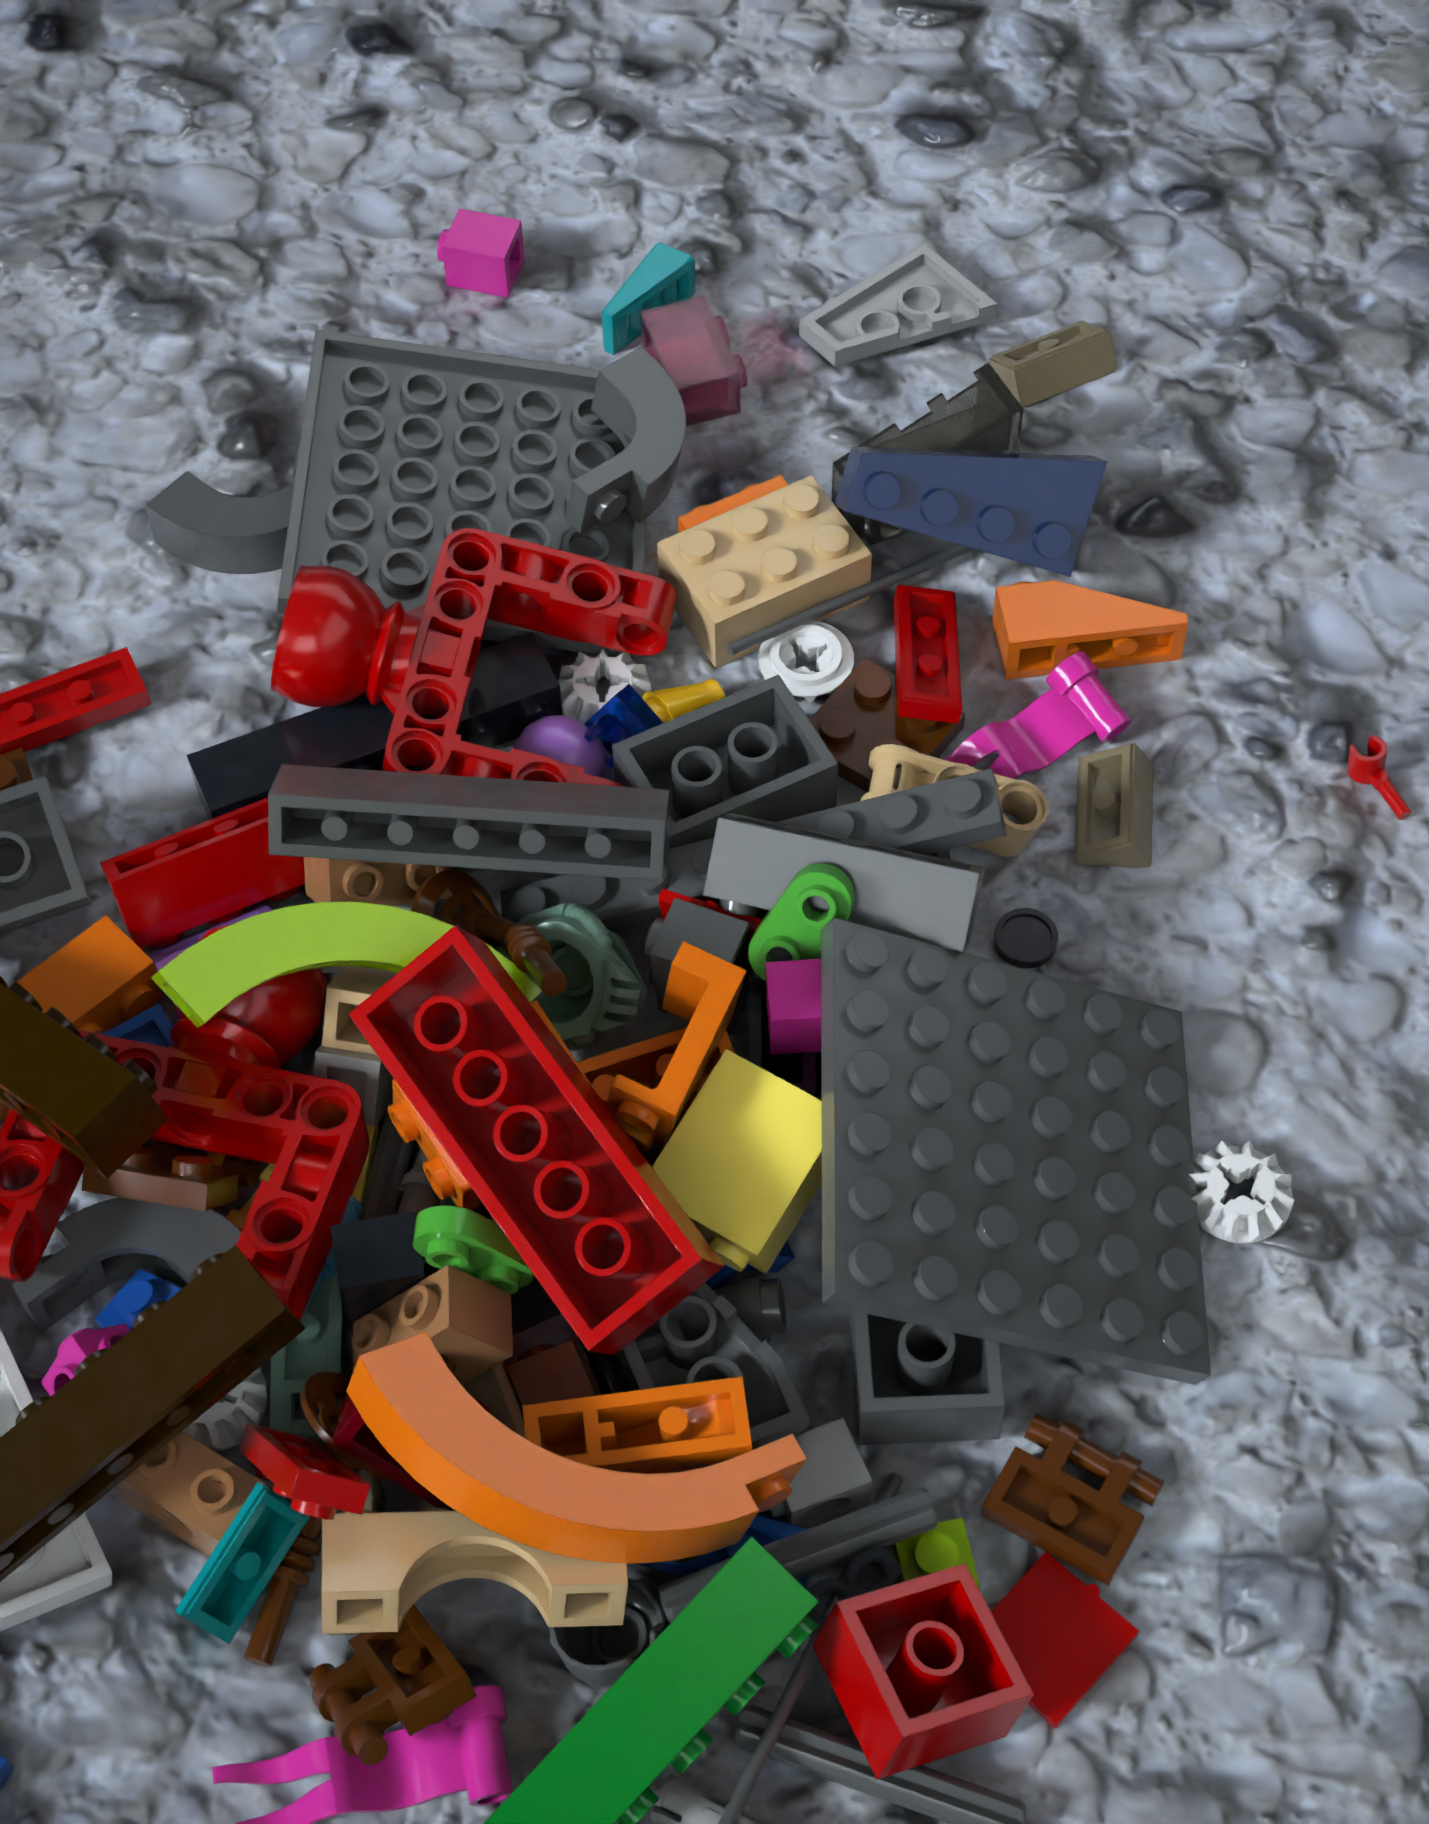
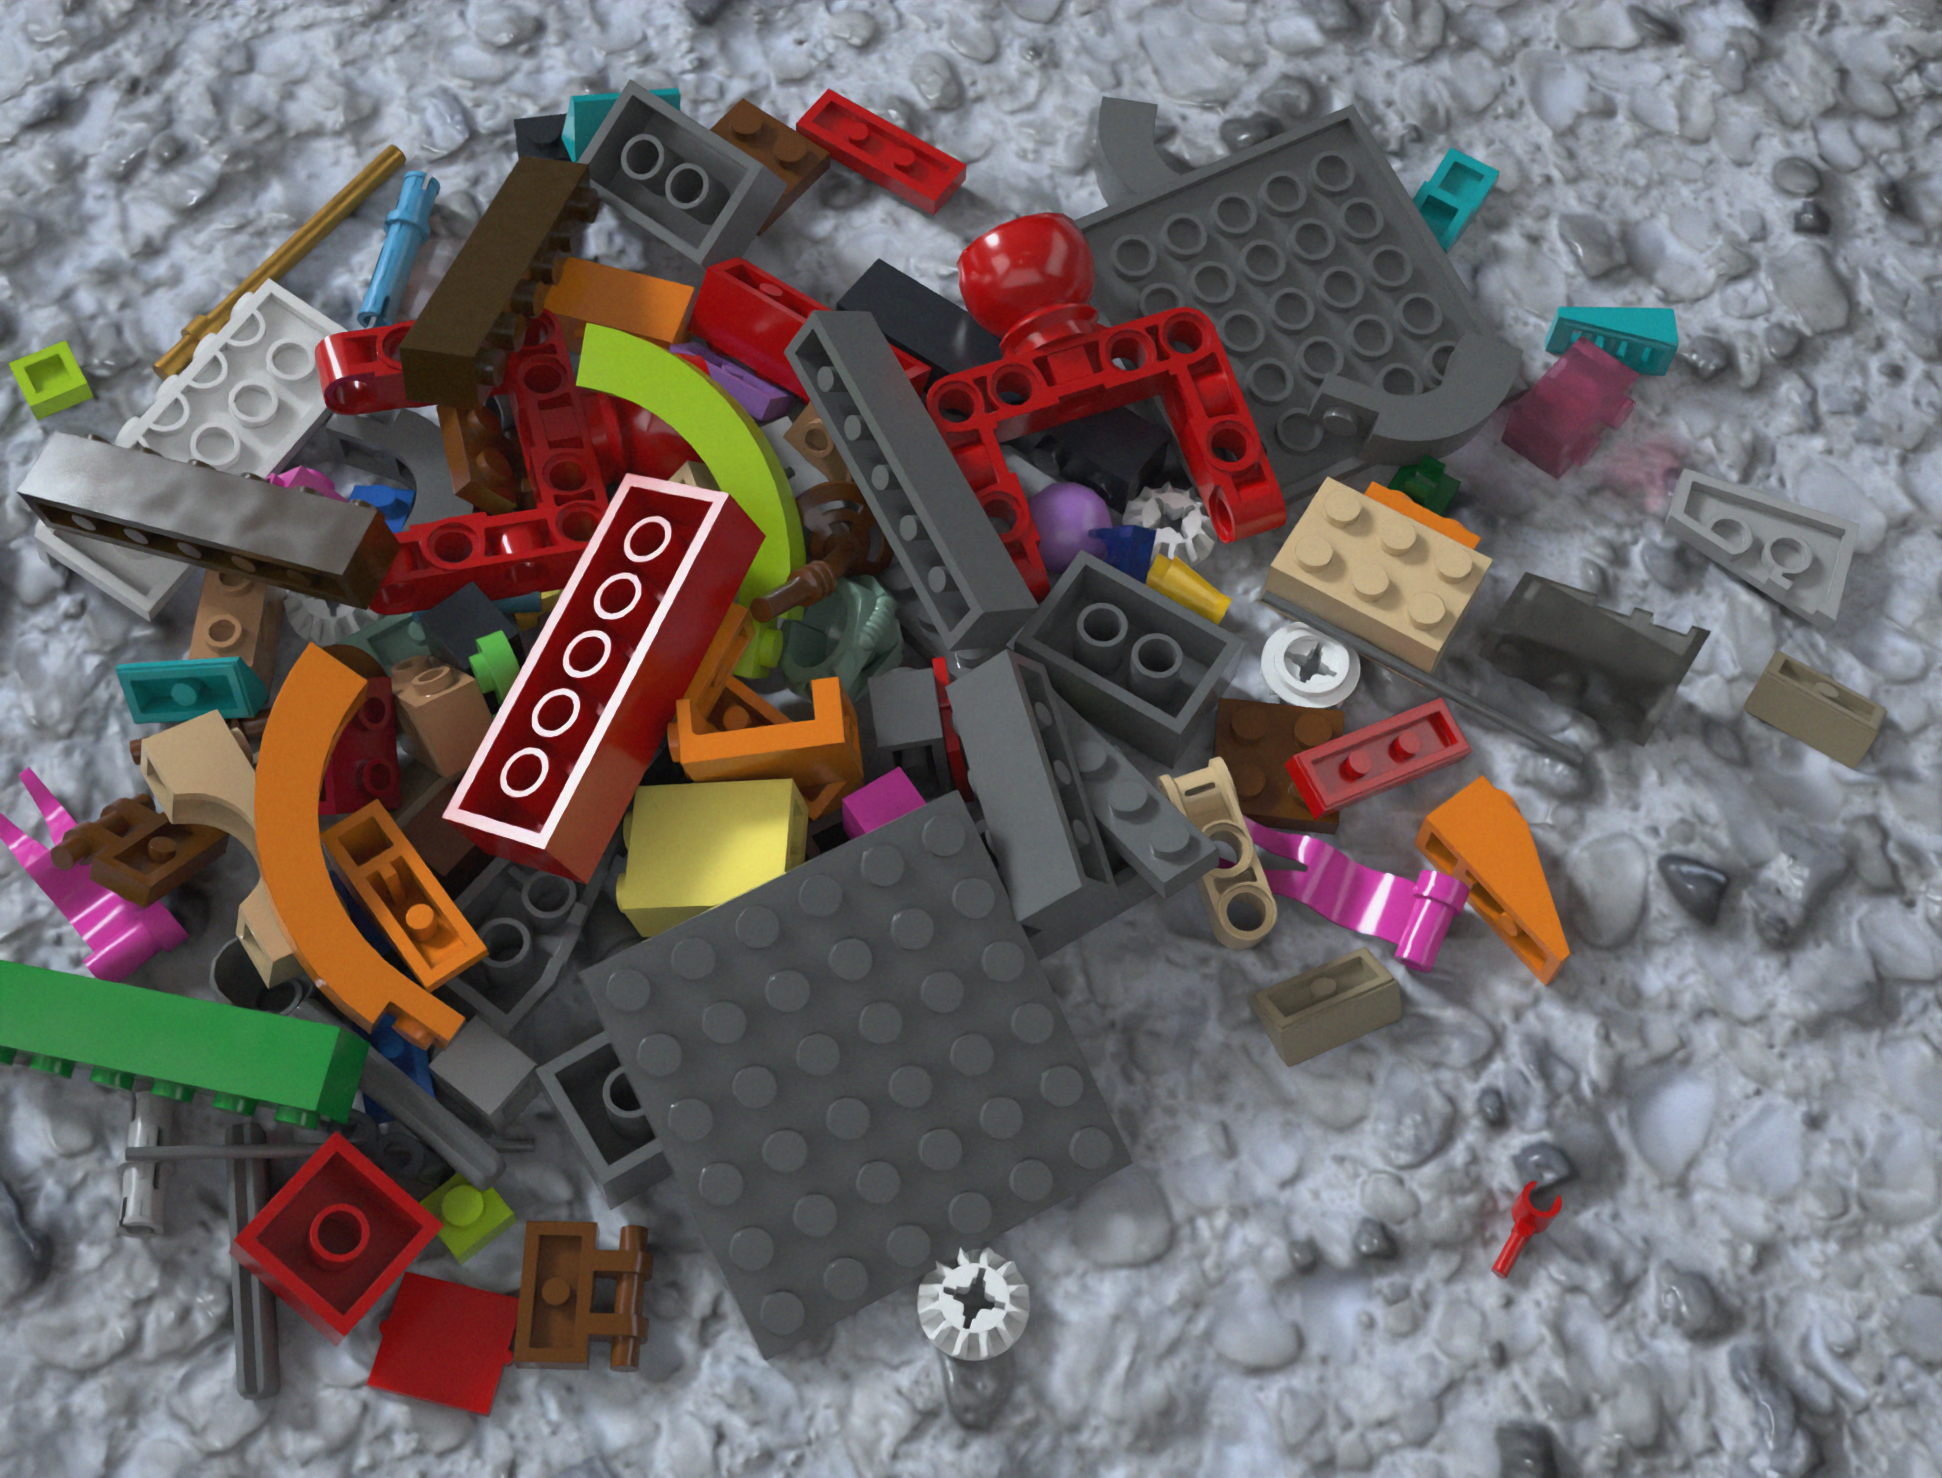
camera: 55 degrees right, 5 degrees up
(304, 1472) = (244, 678): red plate -> none
(423, 321) = (1454, 196): none -> teal slope
(482, 252) = (1567, 190): dark pink brick -> none
(688, 492) = (1427, 484): none -> dark green tile
(792, 921) = (977, 768): bright green plate -> none
(997, 503) = (1556, 705): dark blue wedge -> none
(1025, 938) = (1136, 994): black piece -> none

